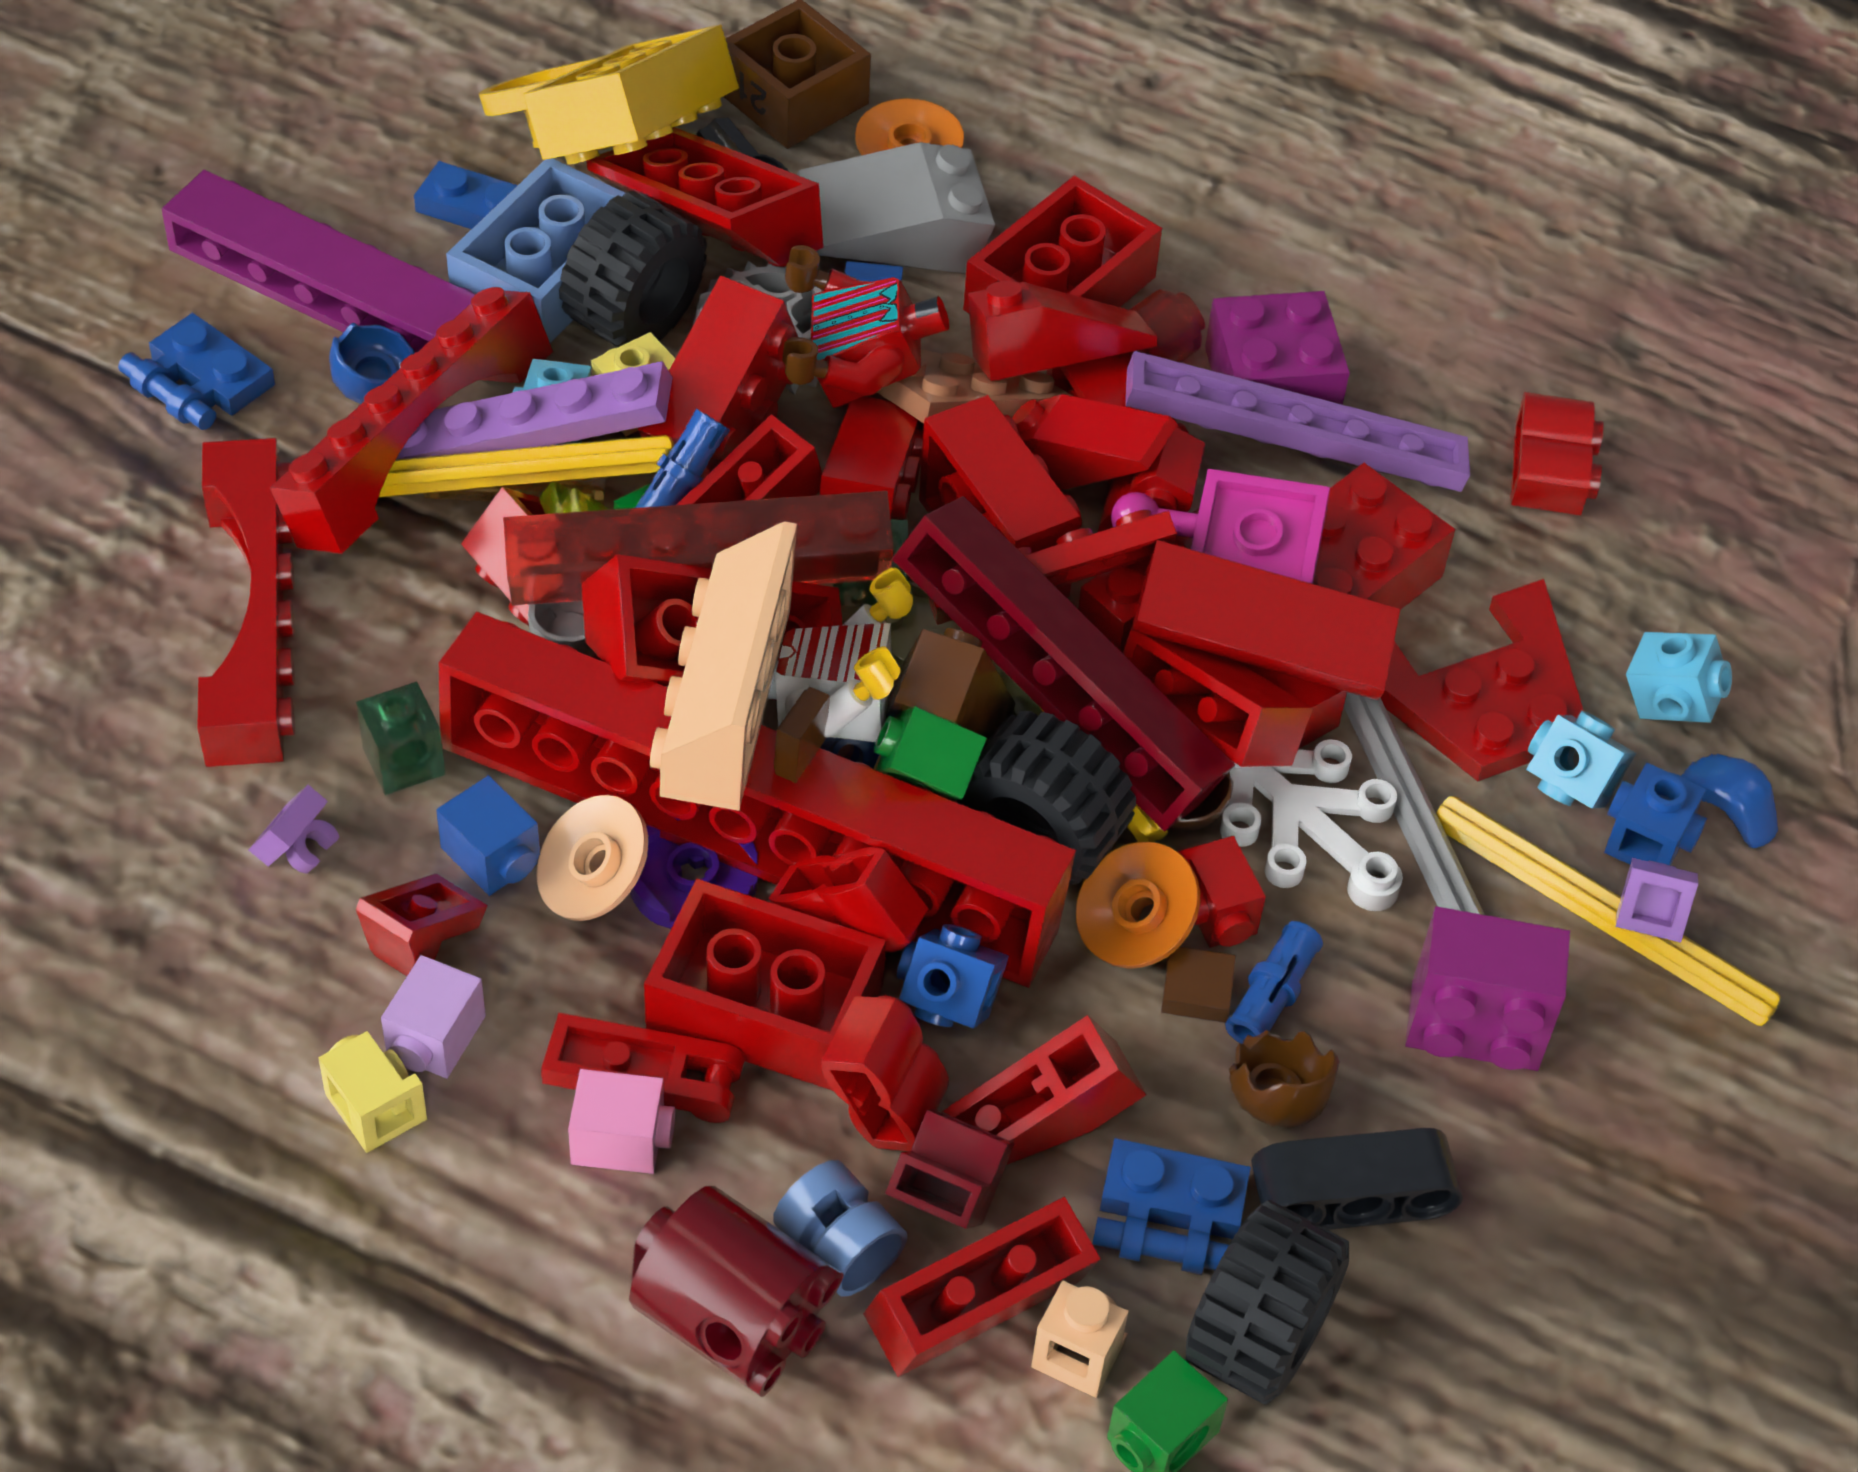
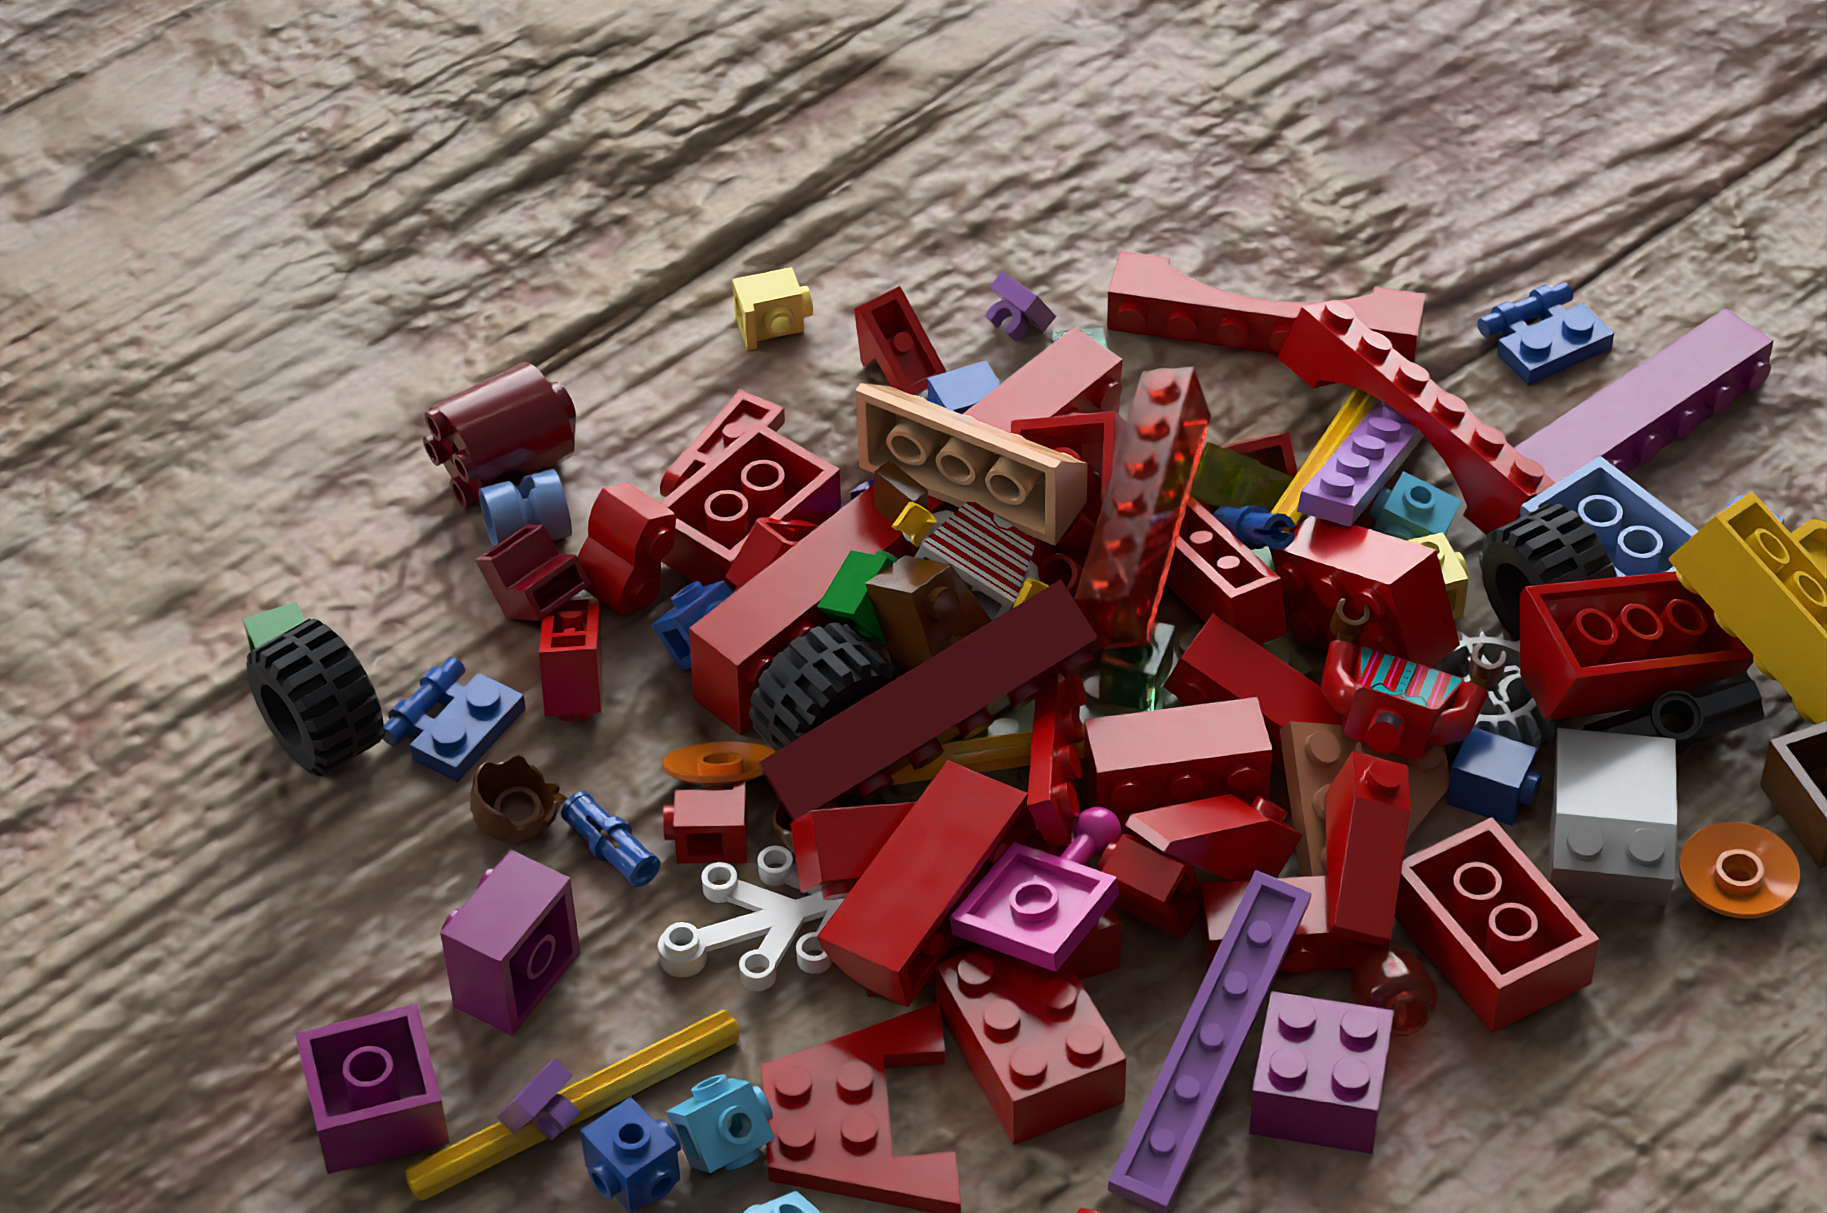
camera: 115 degrees right, 5 degrees down
(366, 358) = (1509, 408): blue hair -> none
(433, 1016) = (815, 348): lavender brick -> none
(619, 1121) = (675, 419): bright pink brick -> none
(980, 1286) = (431, 567): red brick -> none
(1084, 1323) = (370, 619): light nougat brick -> none
(1198, 984) = (639, 796): reddish brown tile -> none
(1361, 1177) = (406, 826): black beam -> none
(1412, 808) = (704, 999): light grey axle -> none
(1715, 1058) = (372, 1088): none -> magenta brick

